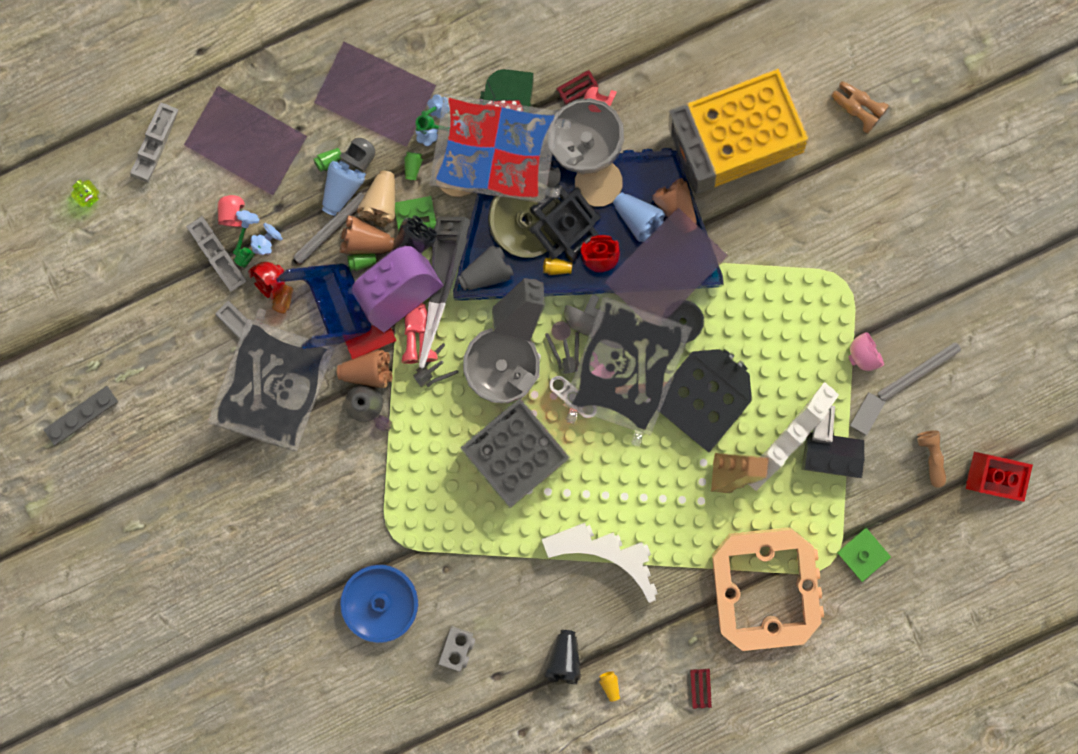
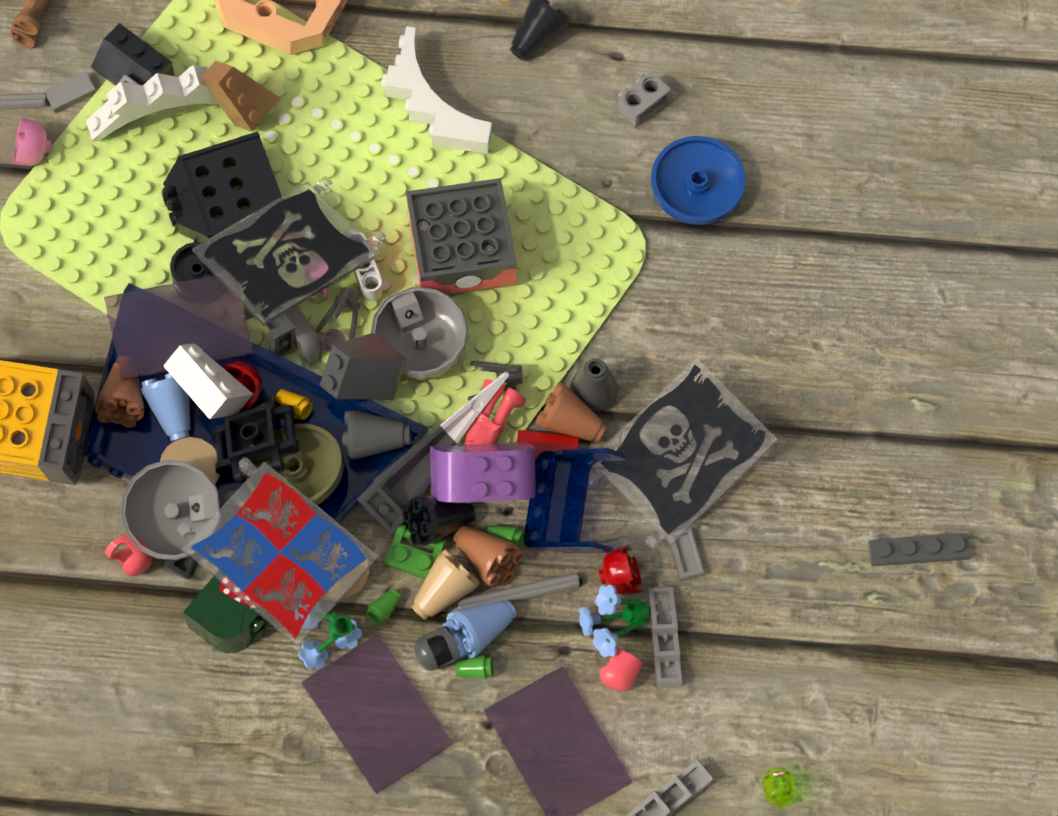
camera: 150 degrees left, 20 degrees down
(283, 300) = (621, 538): clear orange cone -> none
(382, 423) = (585, 354): plate -> none
(563, 95) = (145, 589): dark red tile -> none
(617, 235) = (207, 382): none -> white wedge

